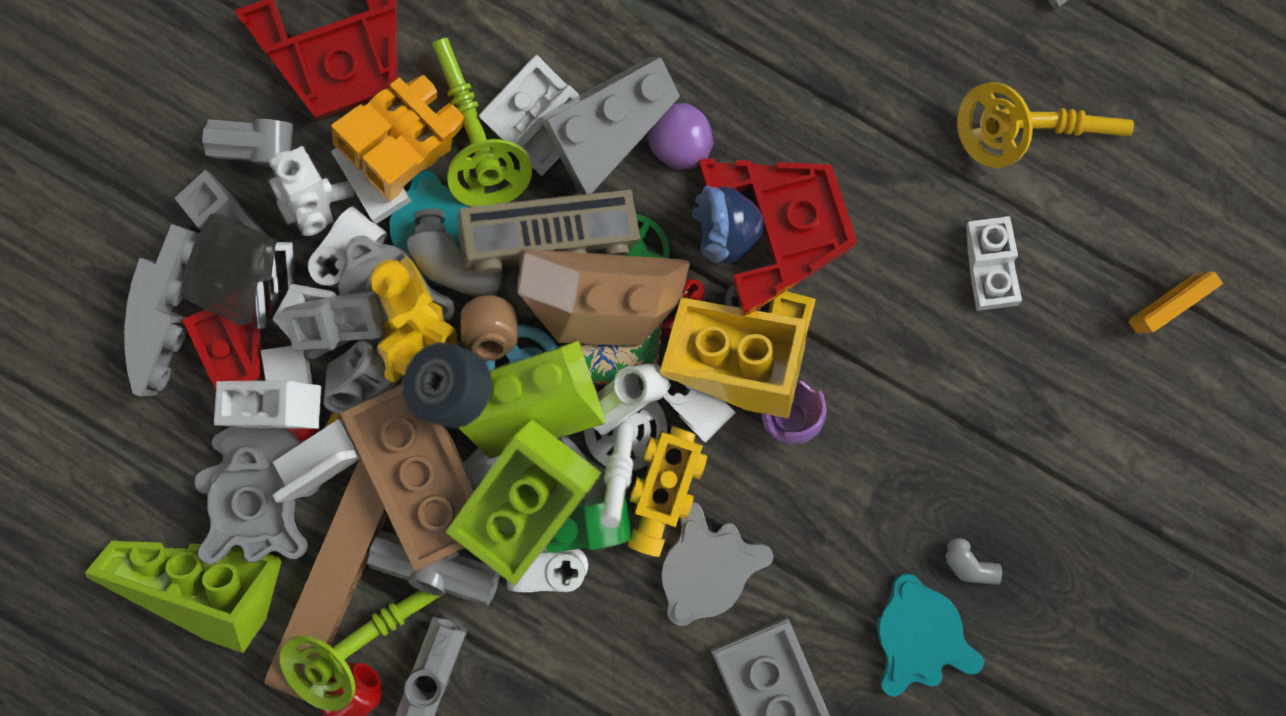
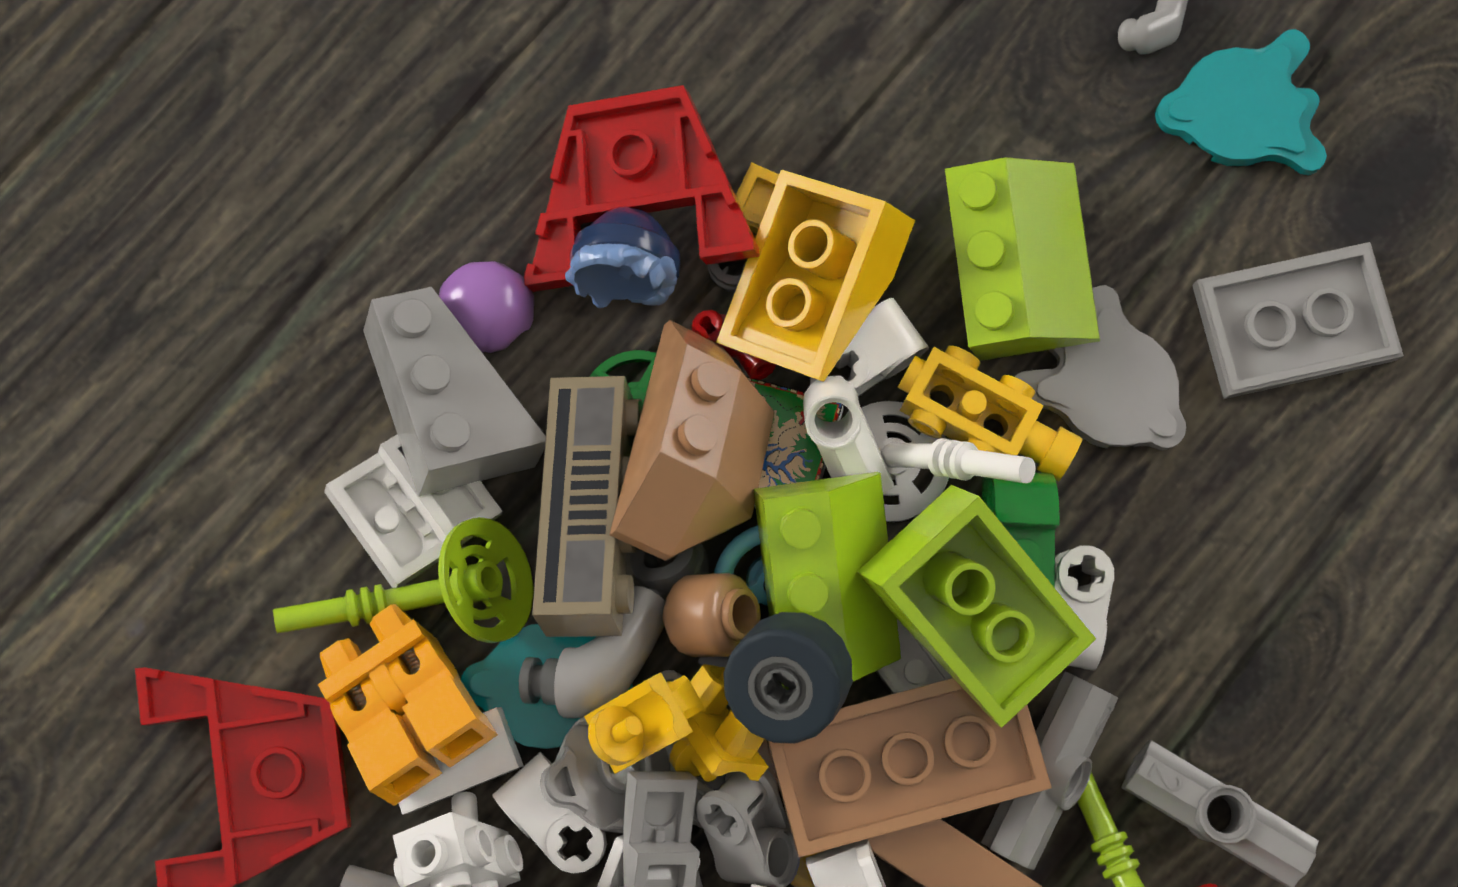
camera: 90 degrees left, 10 degrees down
(779, 495) = (1021, 256): none -> lime slope
(805, 417) = (923, 201): medium lavender hair -> none

